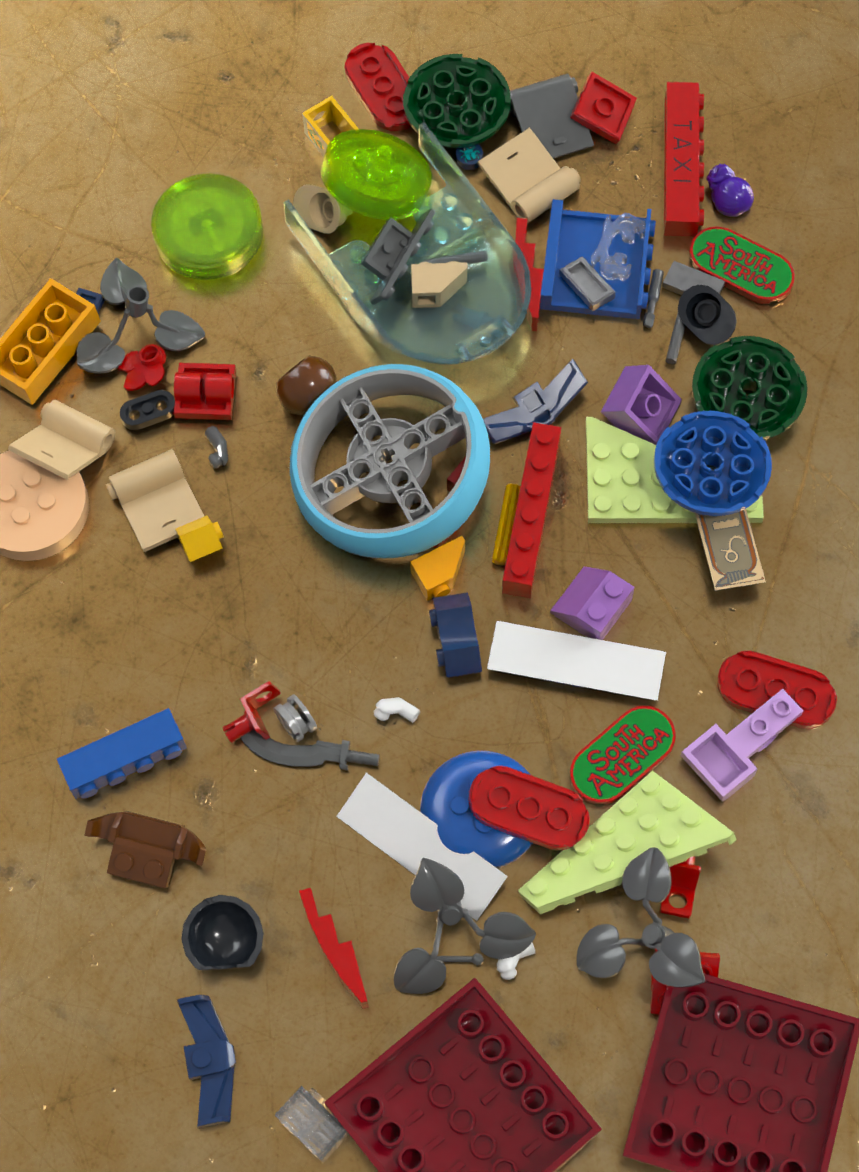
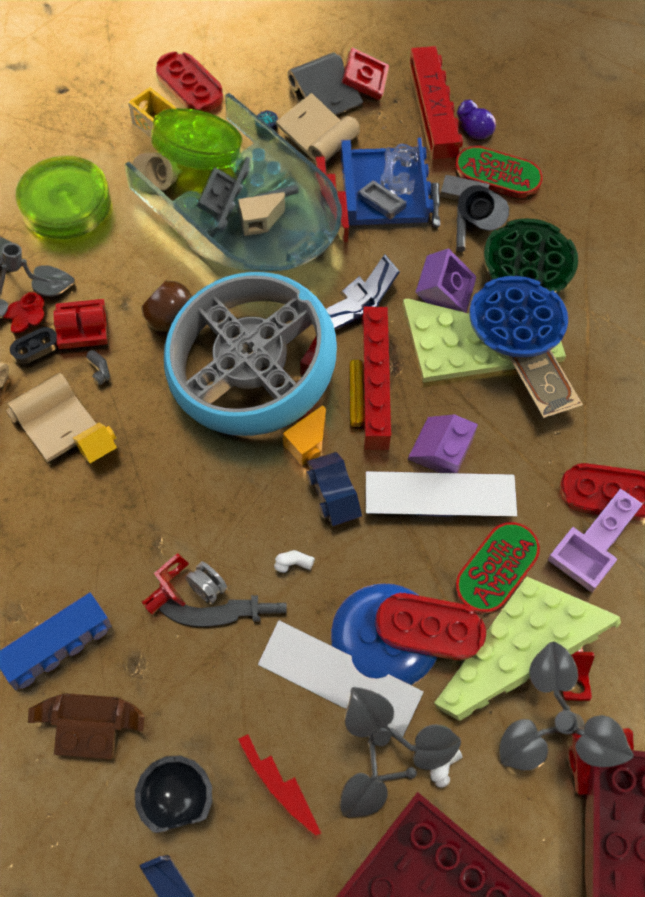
camera: 15 degrees left, 5 degrees down
(461, 81) = (253, 77): dark green brick -> none

